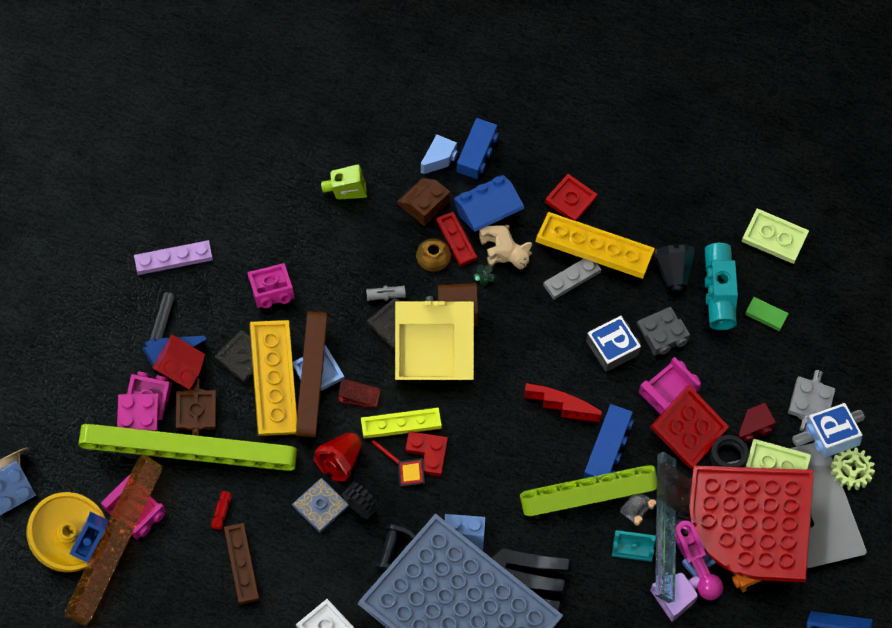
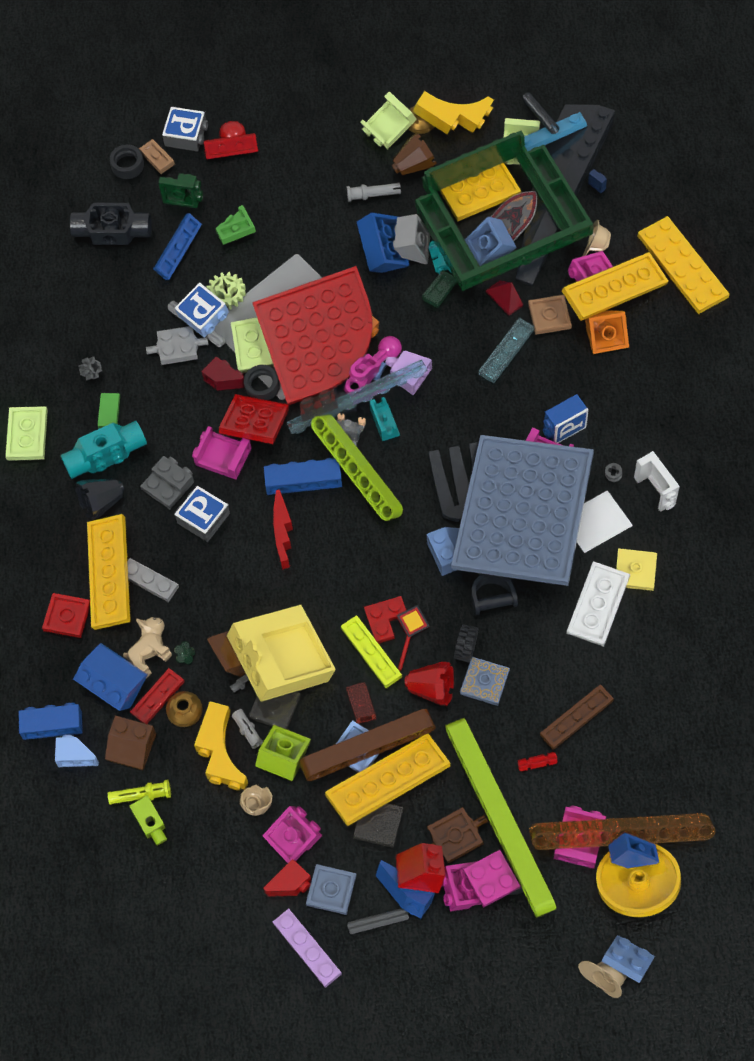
camera: 110 degrees left, 0 degrees up
(208, 294) = (331, 889): none -> sand blue plate
(233, 267) = (289, 881): none -> red slope
(316, 269) = (256, 800): none -> tan hair
(347, 309) = (282, 752): none -> lime slope
(372, 196) = (152, 790): none -> neon yellow pin
(388, 261) = (212, 743): none -> yellow arch
(814, 314) = (90, 368): none -> dark grey gear

